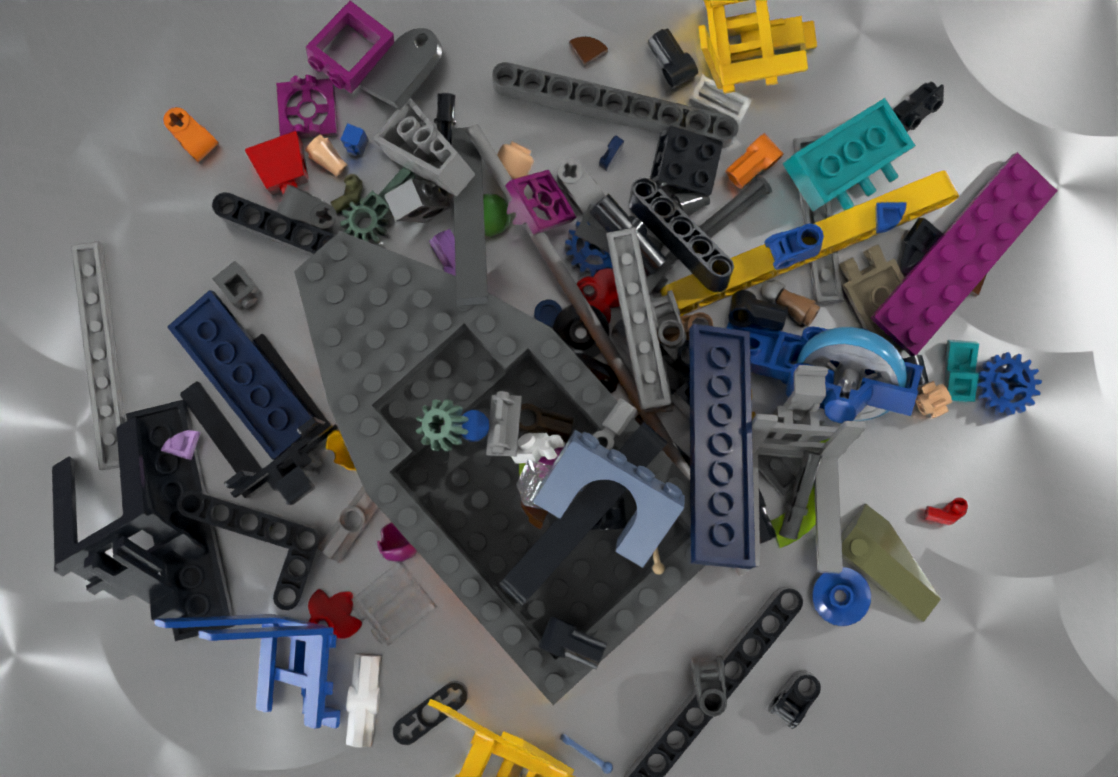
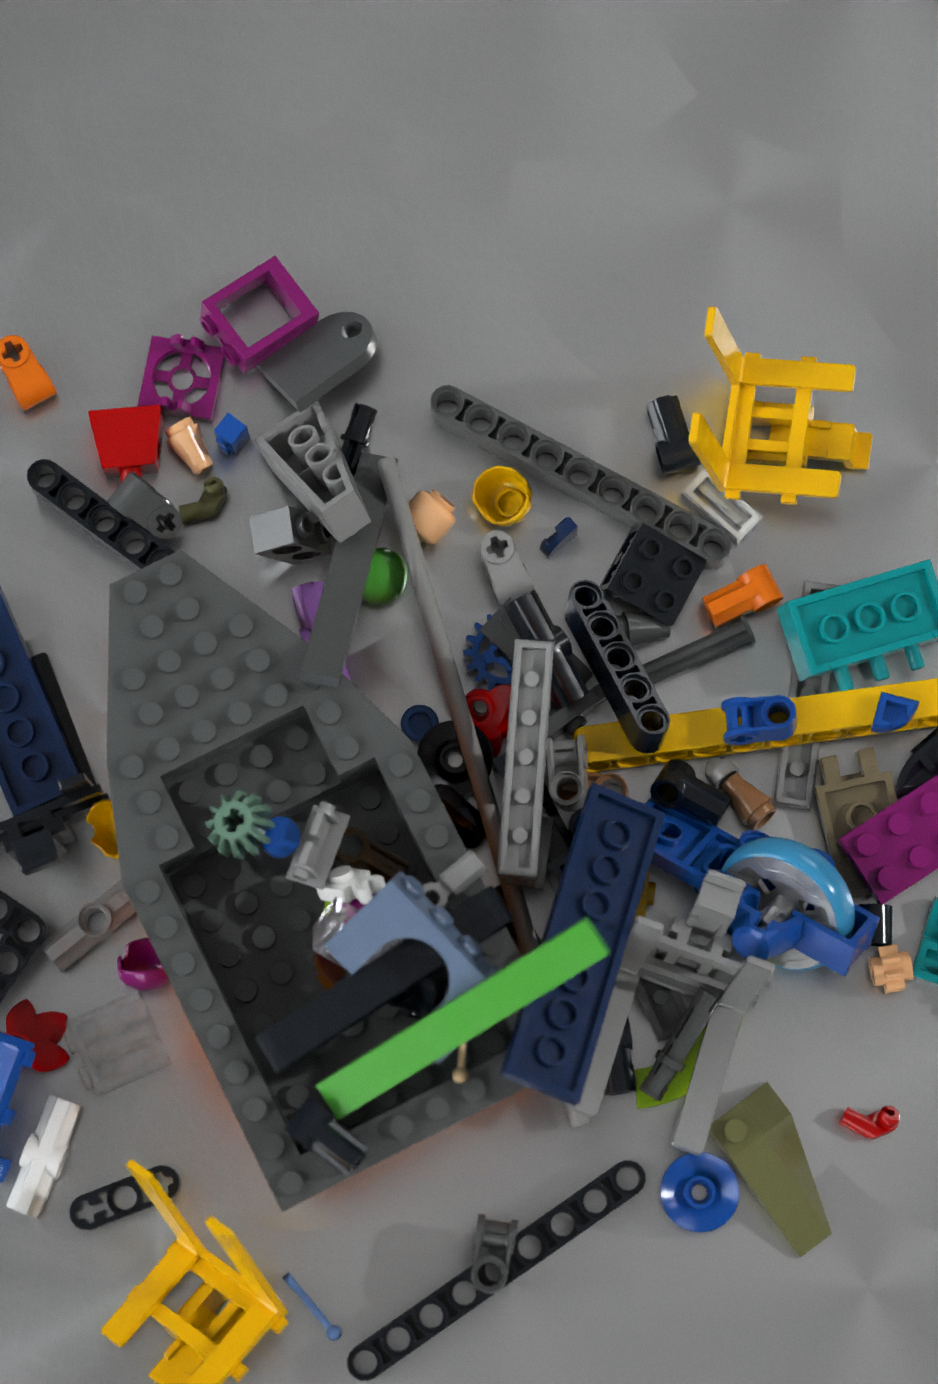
camera: 20 degrees right, 5 degrees down
(230, 279) = (21, 574): dark grey brick -> none
(375, 208) = (233, 529): sand green gear -> none
(543, 184) = (465, 571): magenta piece -> none
(563, 133) = (502, 496): none -> yellow hair
(588, 49) = (566, 394): reddish brown tile -> none
(656, 527) = (463, 1017): none -> bright green tile
(795, 700) = (600, 1310): black piece -> none

